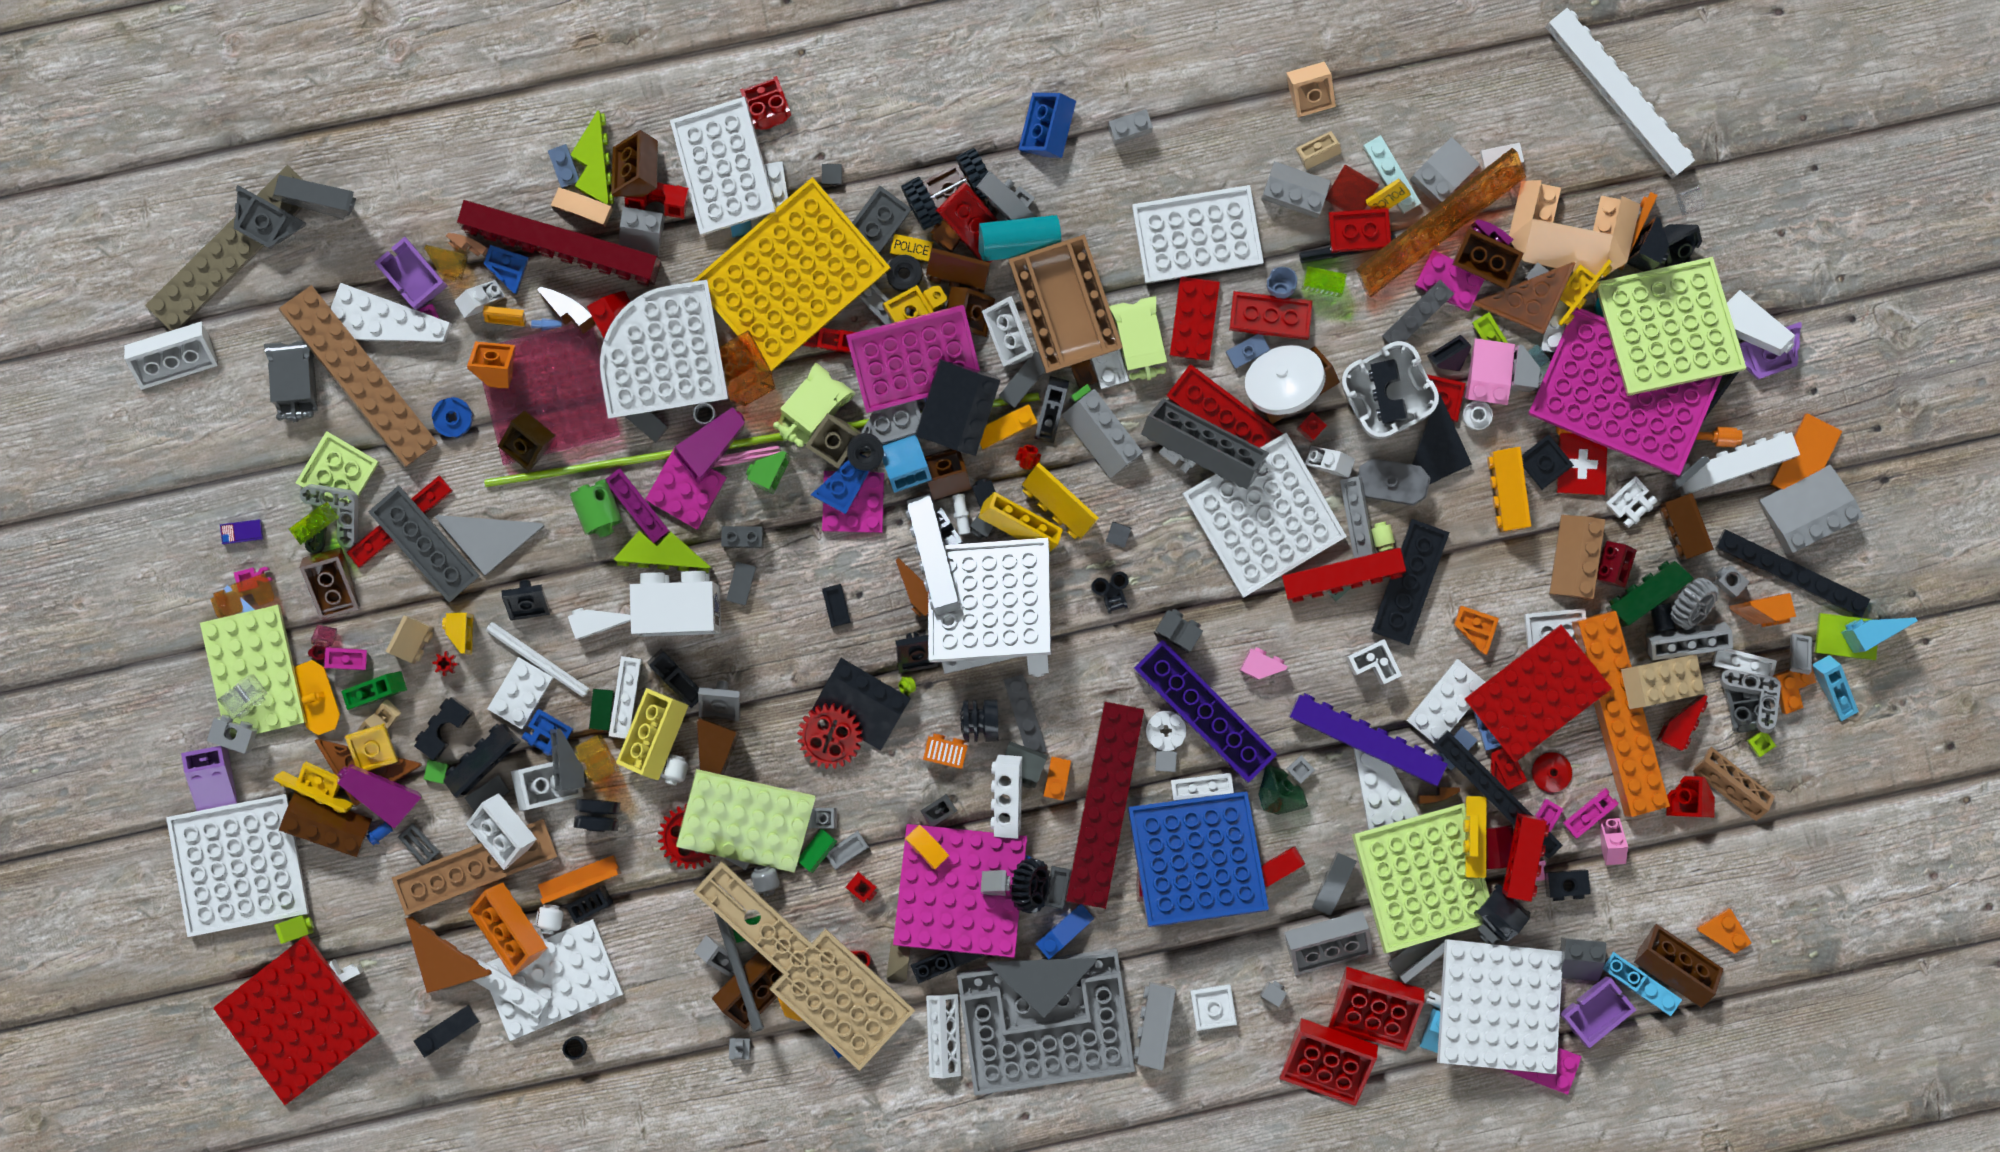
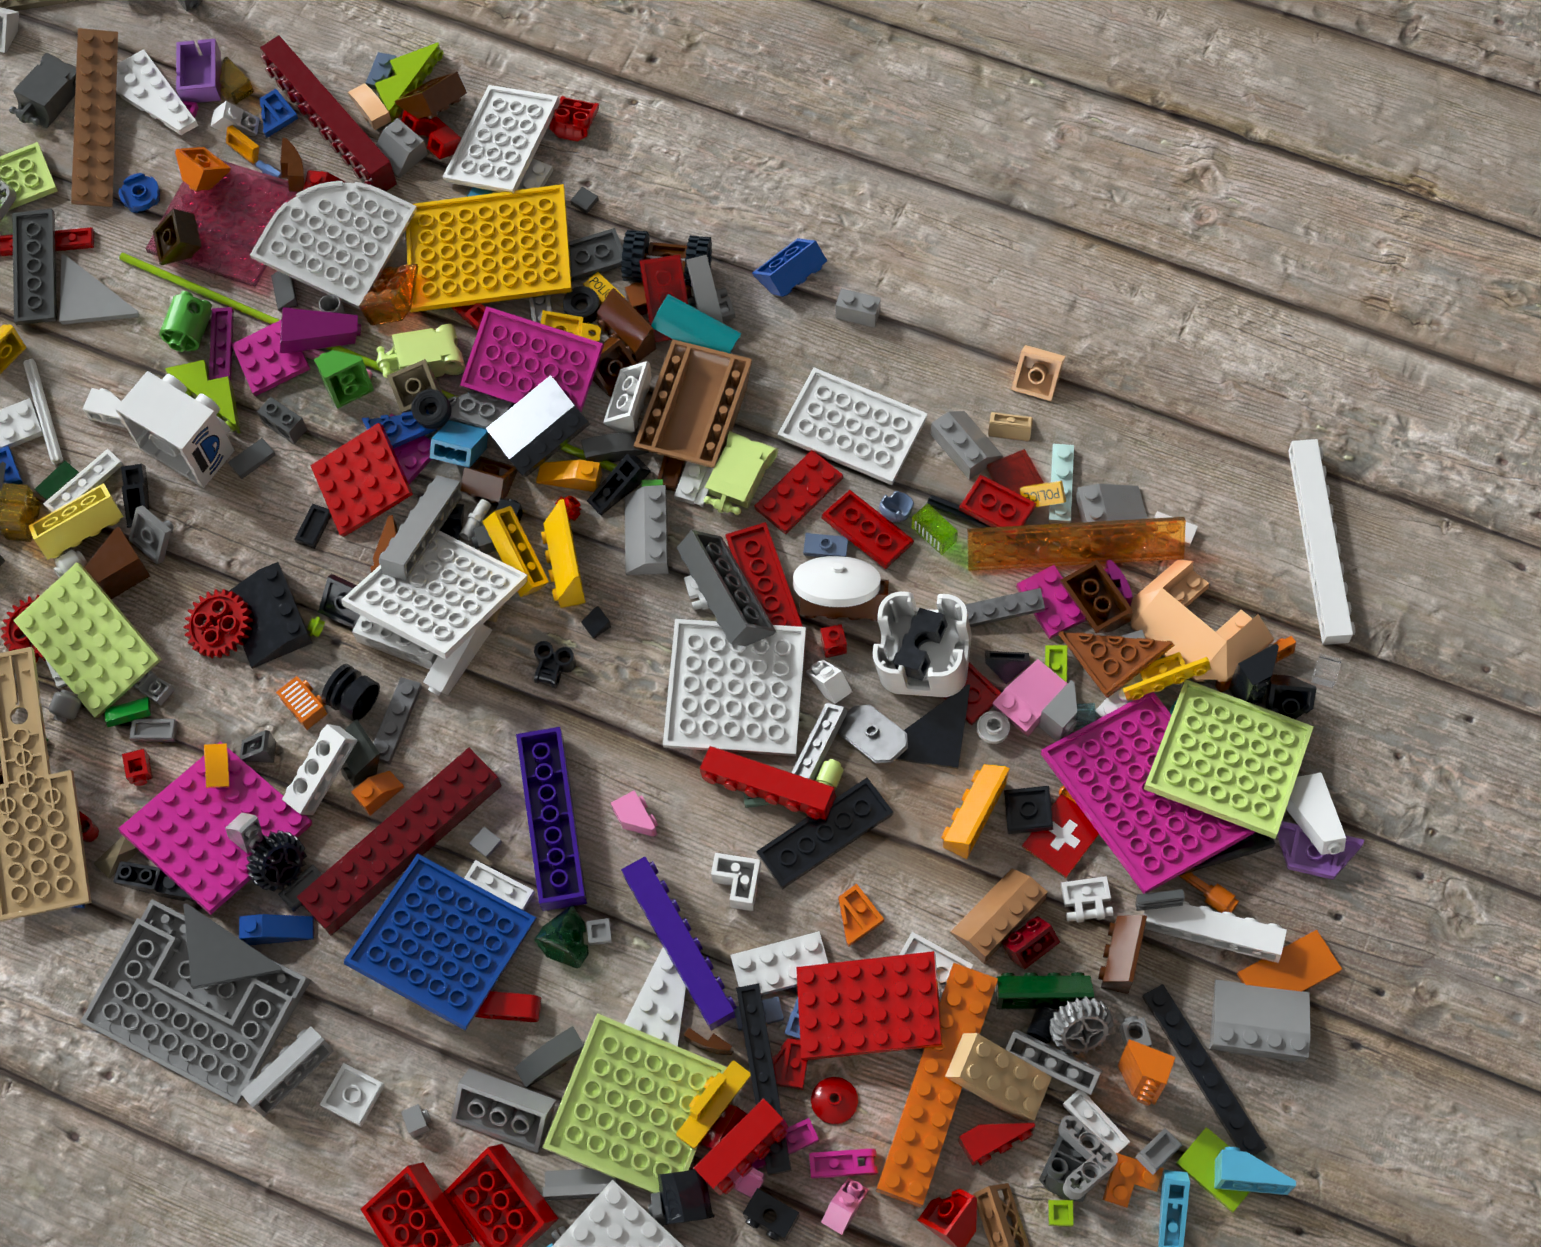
camera: 45 degrees right, 20 degrees down
(459, 241) = (259, 77): nougat slope -> none
(525, 601) = (69, 357): black tile -> none
(849, 545) = (361, 480): none -> red plate
(939, 1036) = (92, 943): white fence -> none
(1157, 738) = (501, 804): white plate -> none
(1178, 630) = (582, 731): dark grey brick -> none

